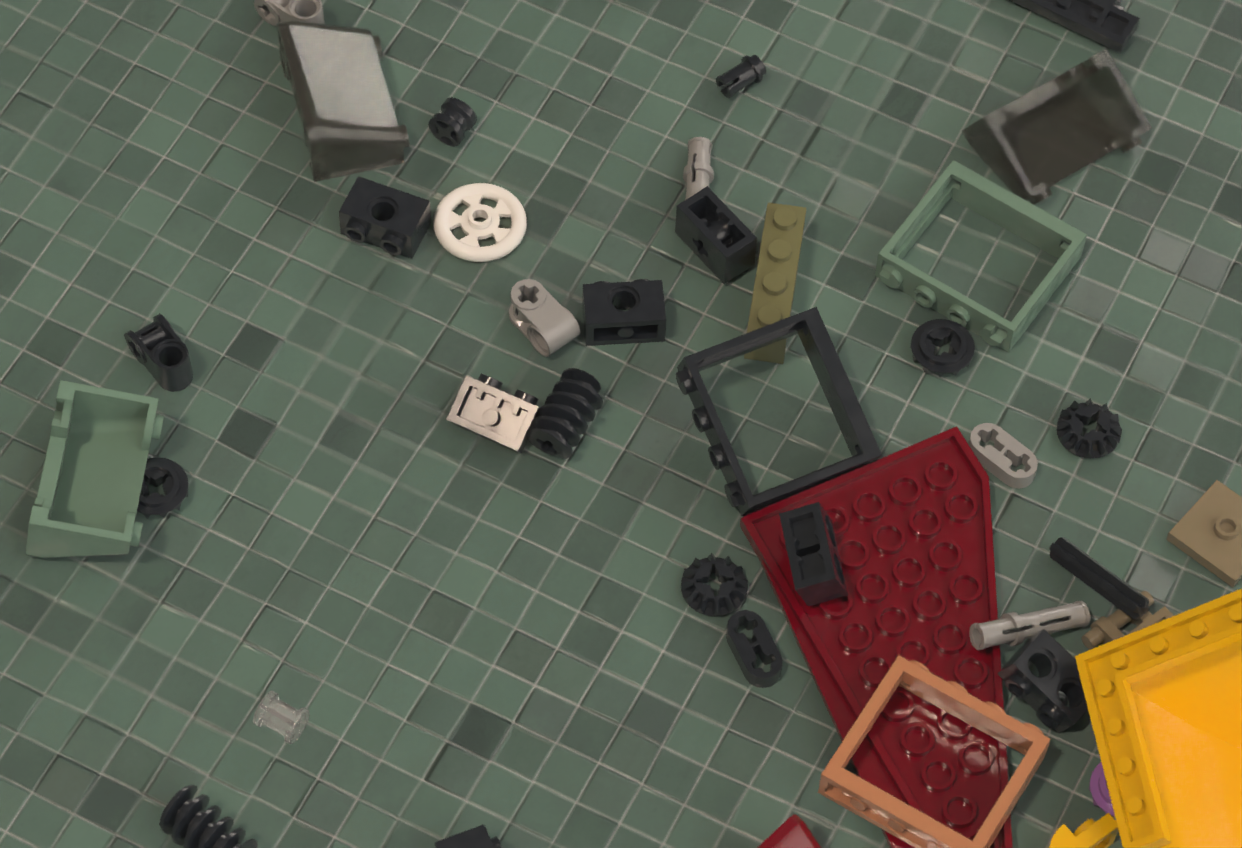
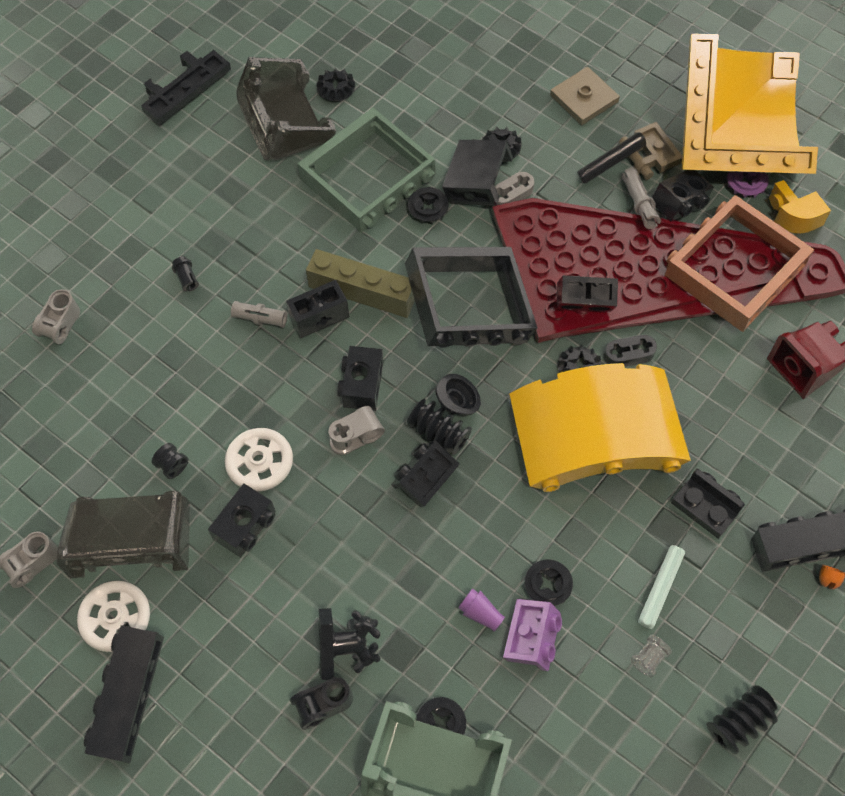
camera: 75 degrees left, 5 degrees up
(138, 144) = (124, 694): none -> black brick
(228, 342) = (346, 642): none -> black piece
(235, 142) = (99, 596): none -> white plate
(288, 575) = (533, 633): none -> medium lavender bracket
(312, 506) = (481, 610): none -> medium lavender cone
(365, 569) = (550, 570): none -> black gear
(386, 725) = (661, 587): none -> light aqua axle
(521, 773) = (708, 503): none -> black bracket
(610, 611) = (598, 424): none -> yellow panel
(617, 425) = (458, 395): none -> black piece
(1013, 385) = (475, 171): none -> black panel
(1125, 200) = (345, 86): none -> black gear

